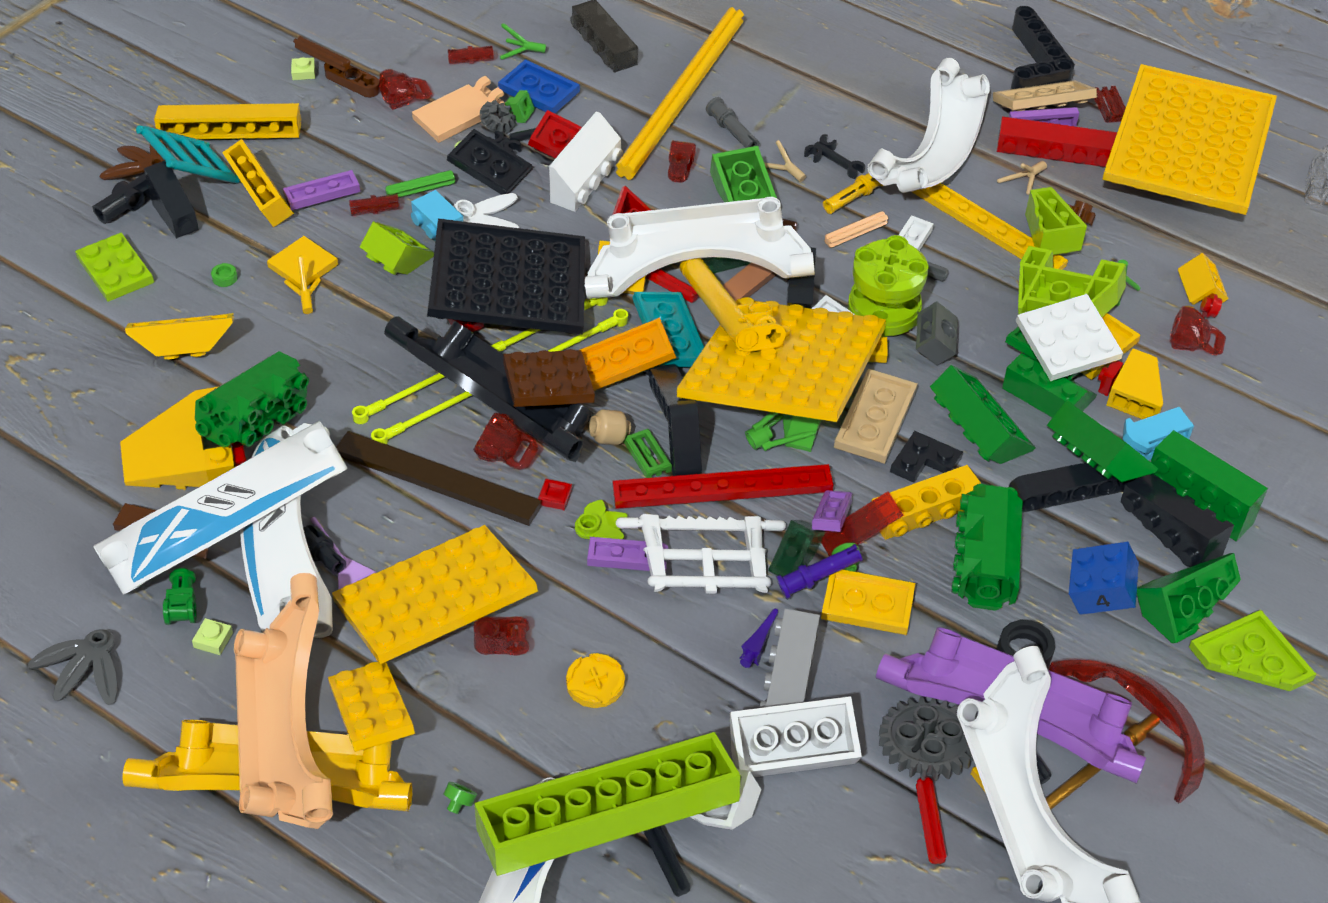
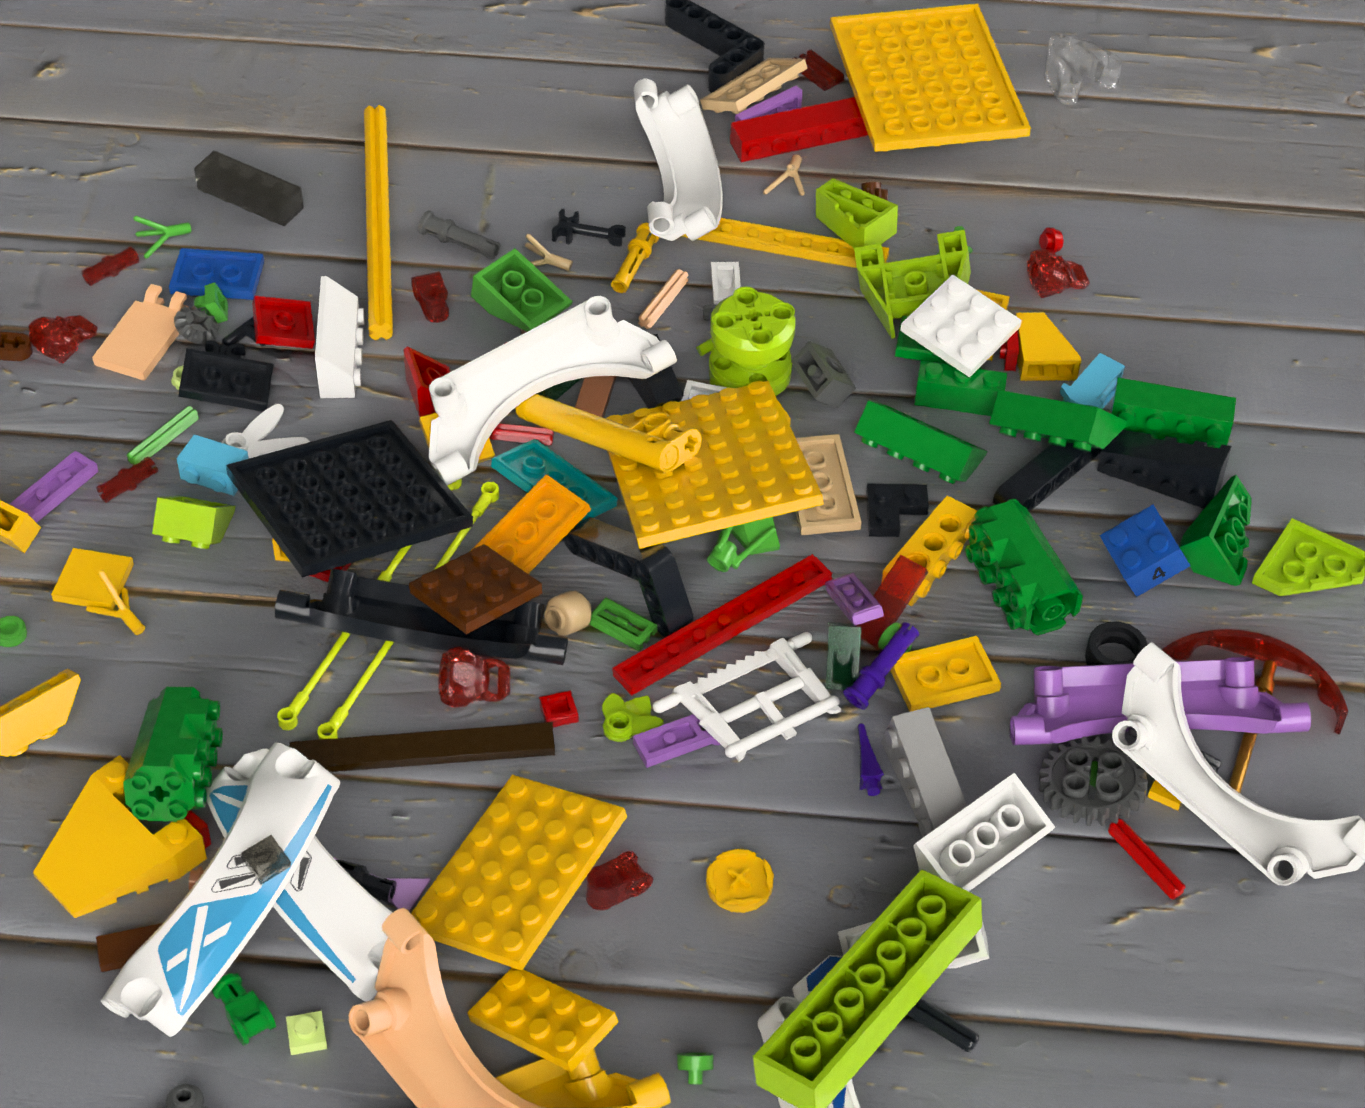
camera: 30 degrees left, 0 degrees up
(245, 496) = (266, 859): none -> clear smoke tile
(1201, 279) = (1023, 218): yellow panel -> none

